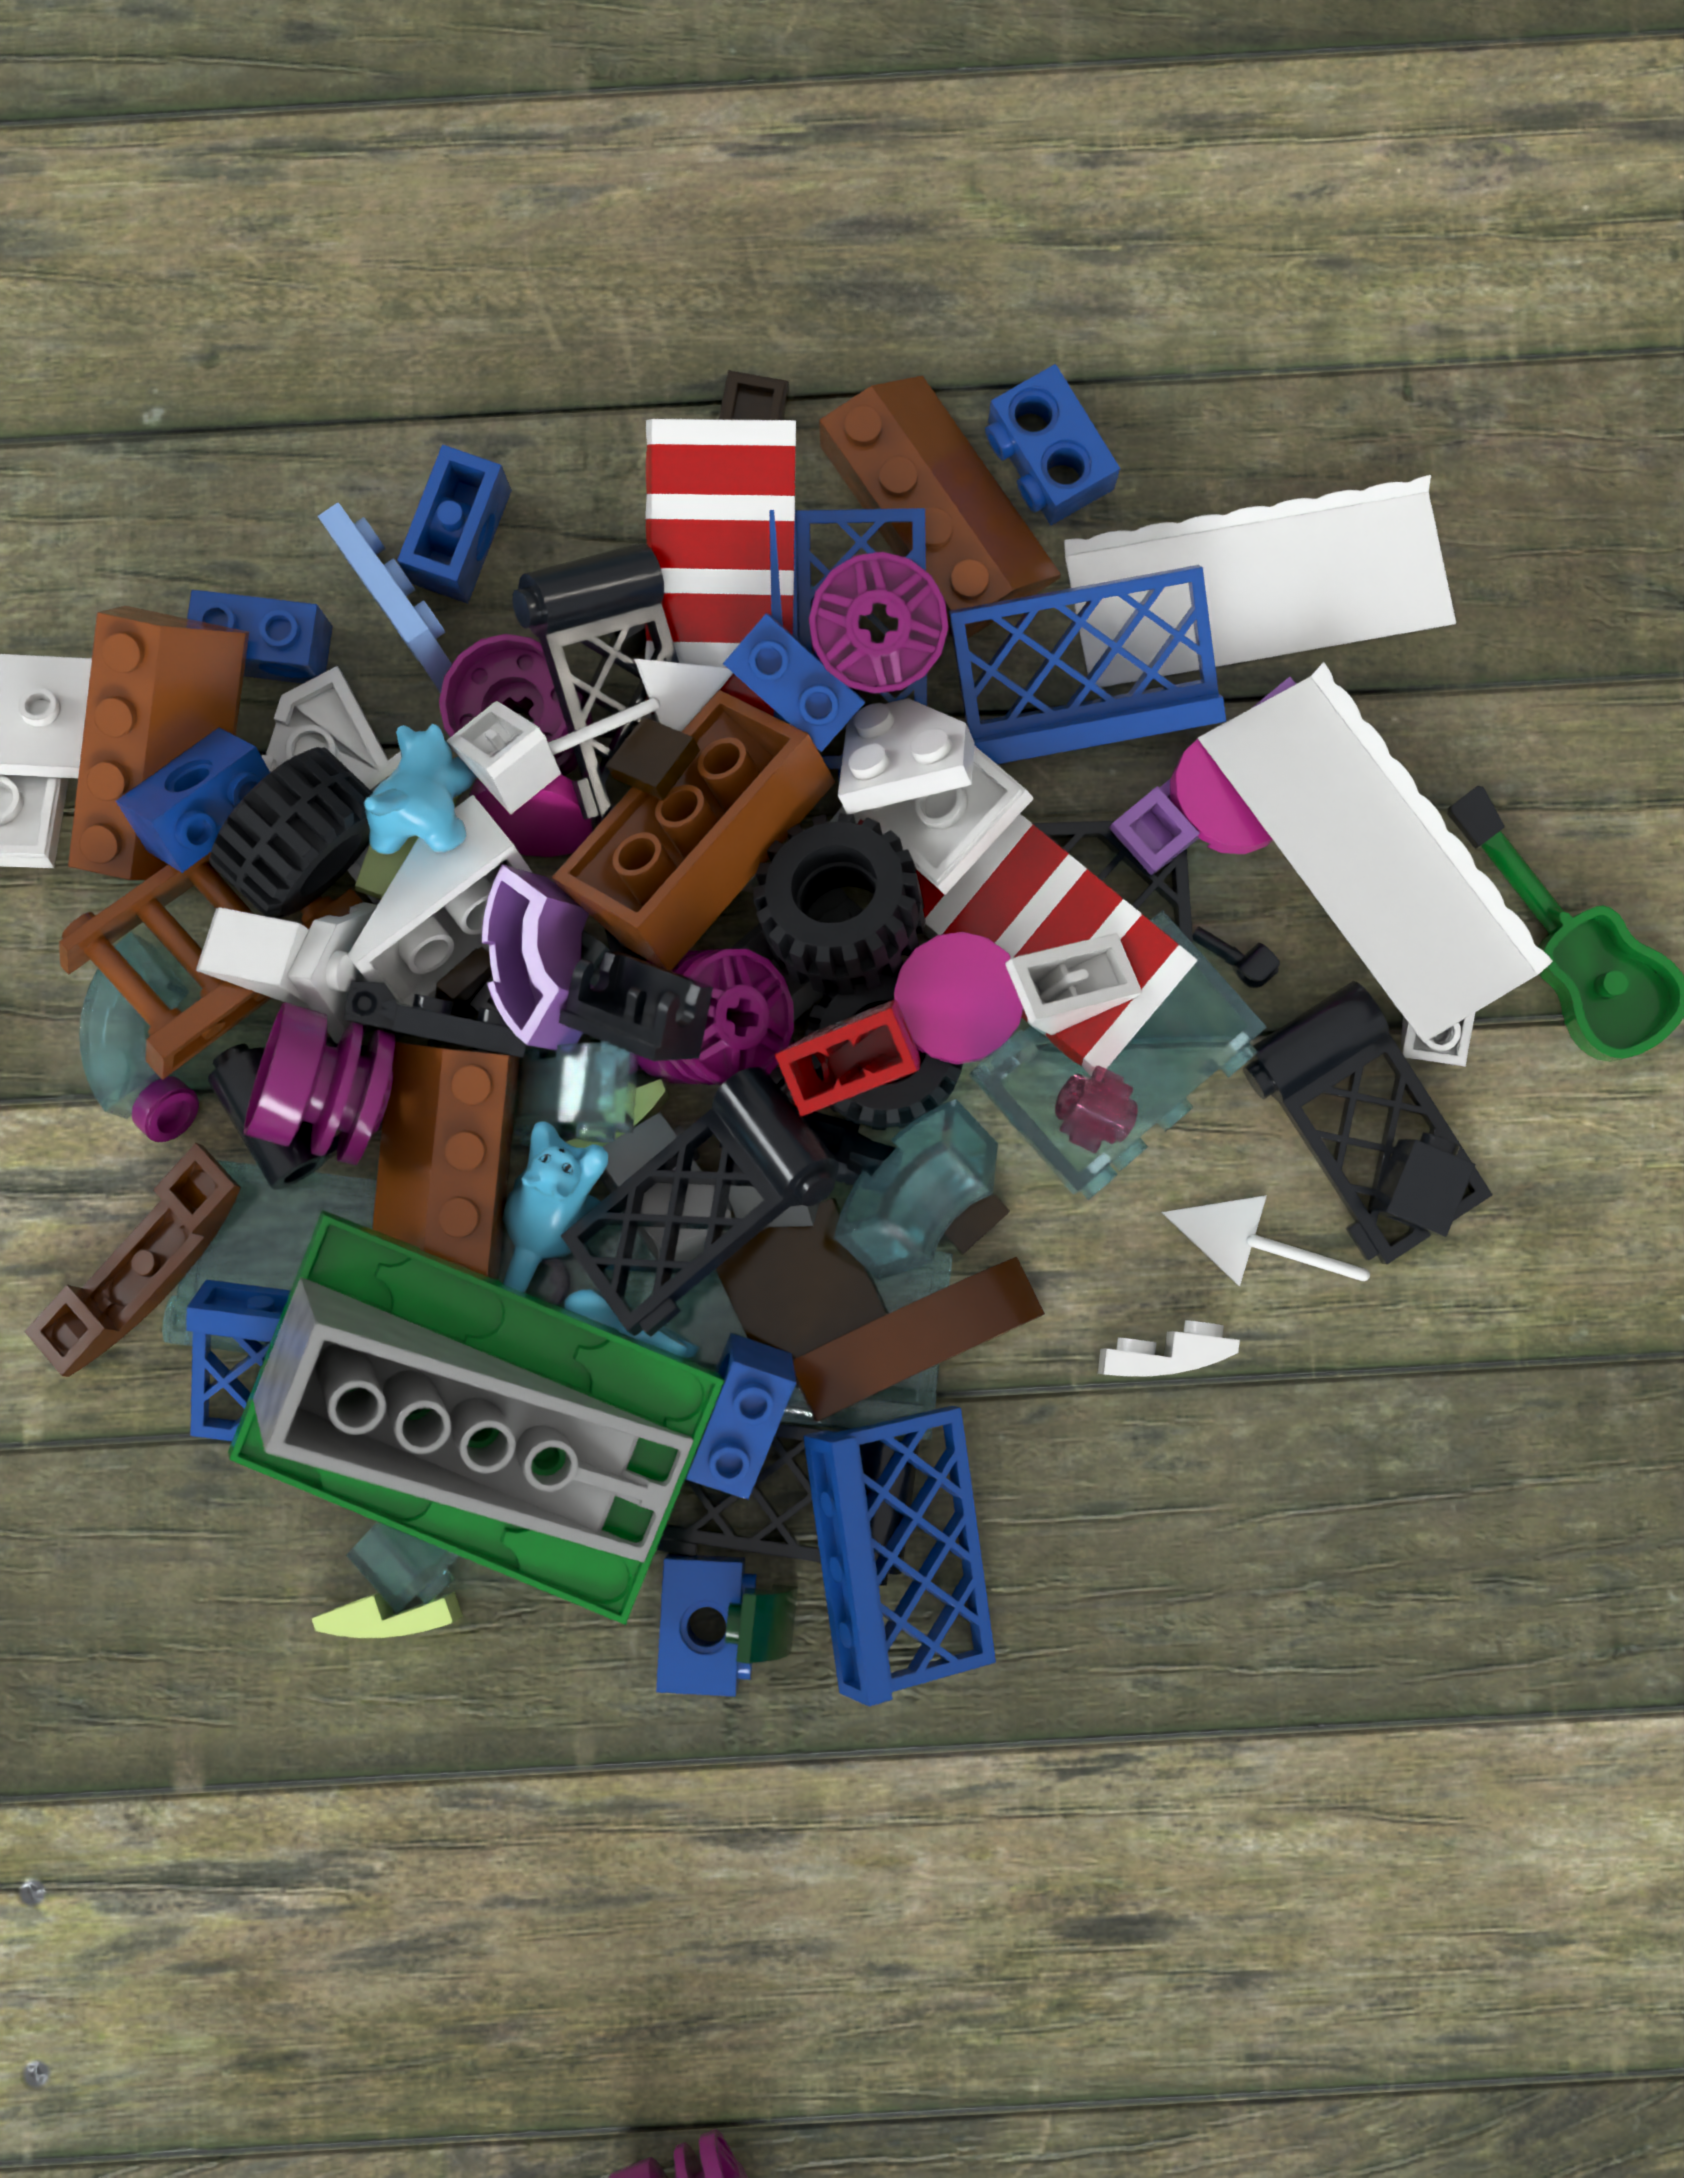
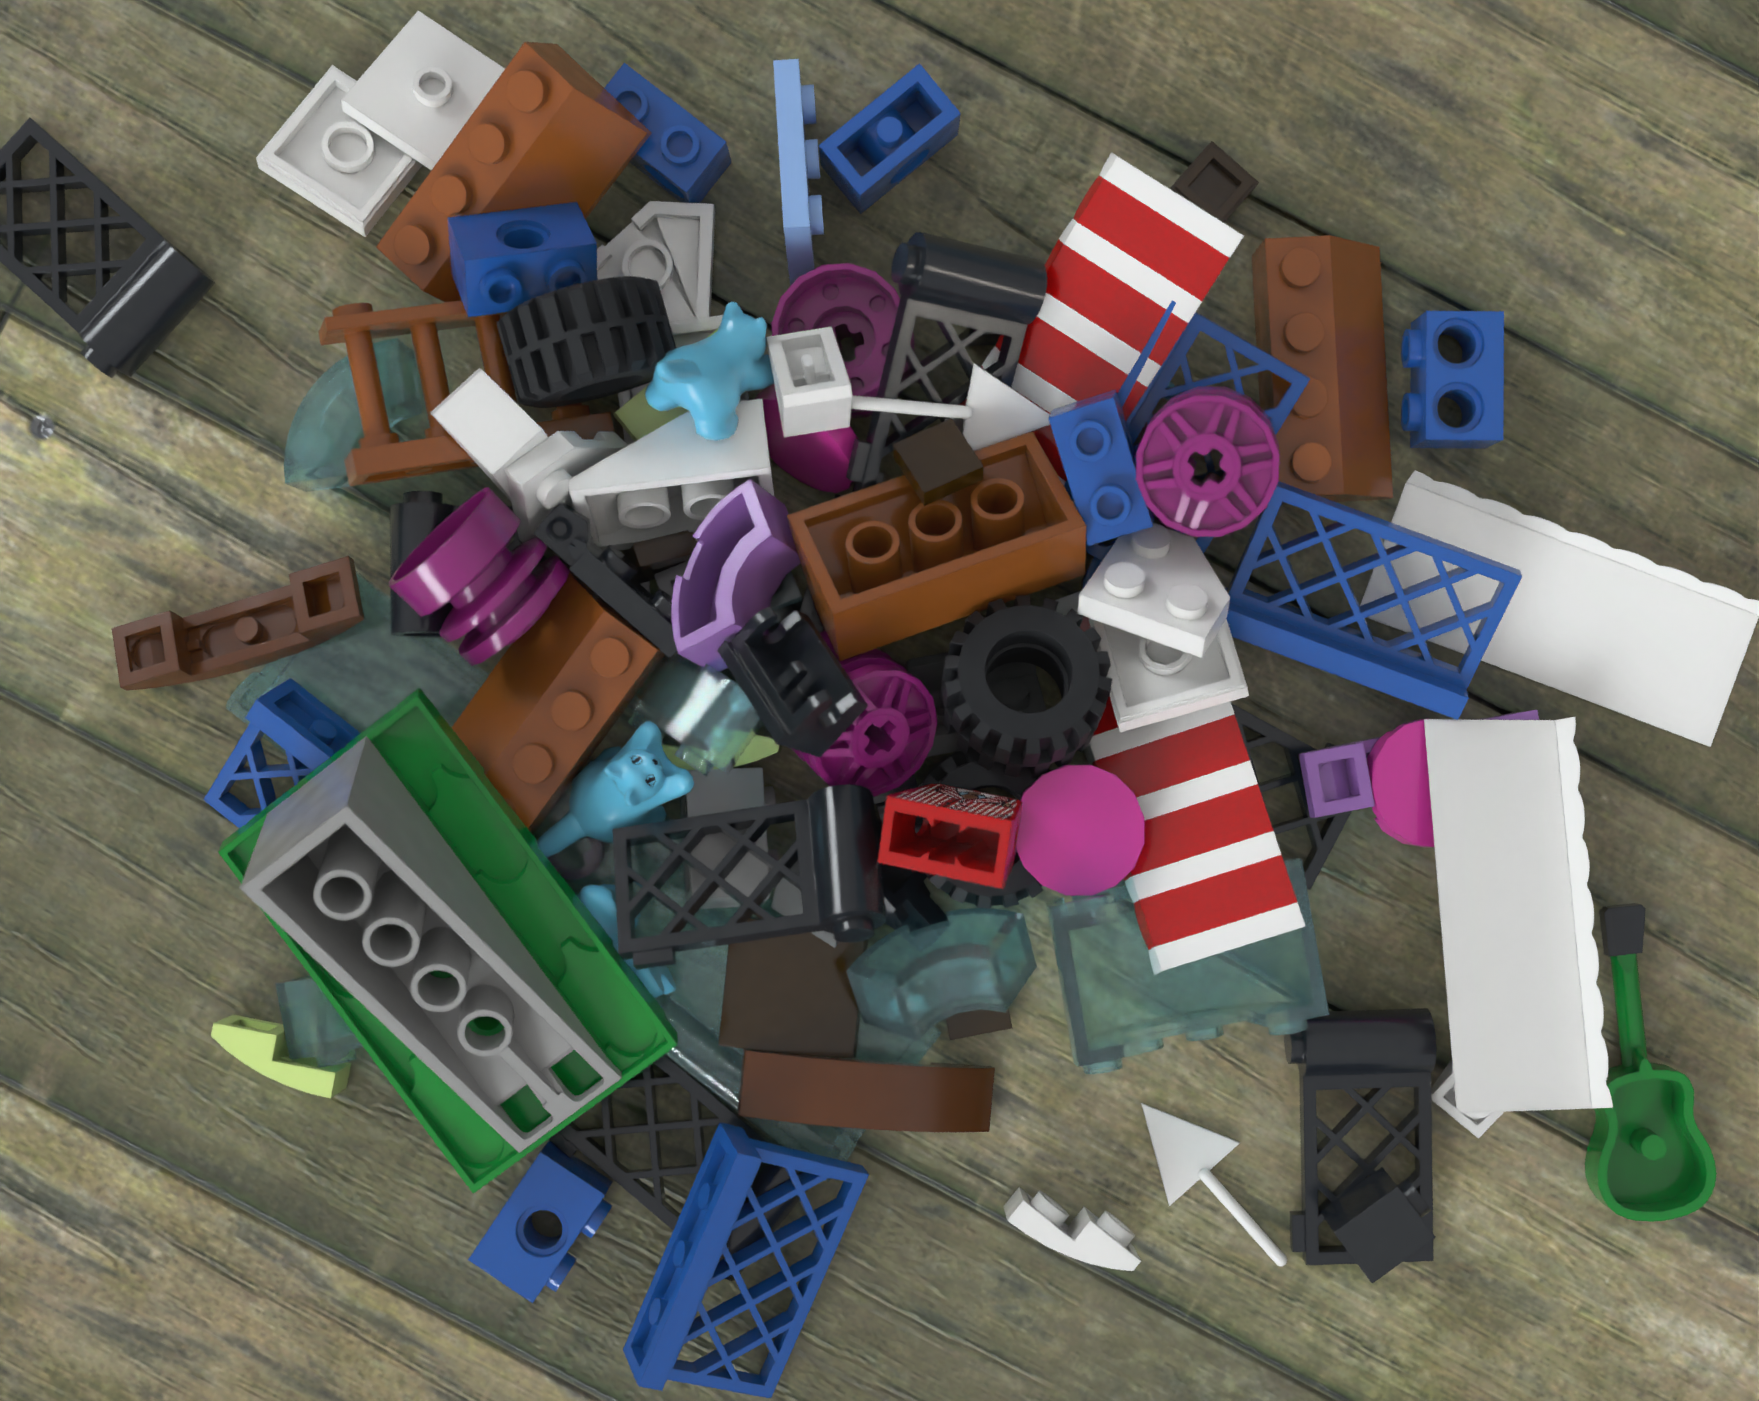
camera: 25 degrees right, 5 degrees up
(165, 1109) = (340, 509): magenta tile -> none
(744, 1416) = (684, 1079): blue brick -> none
(762, 1624) = (590, 1258): dark green slope -> none
(1073, 982) = (1186, 880): white slope -> none
(1096, 1109) = (1138, 999): clear pink gear -> none
(1252, 969) = (1347, 943): black hand -> none

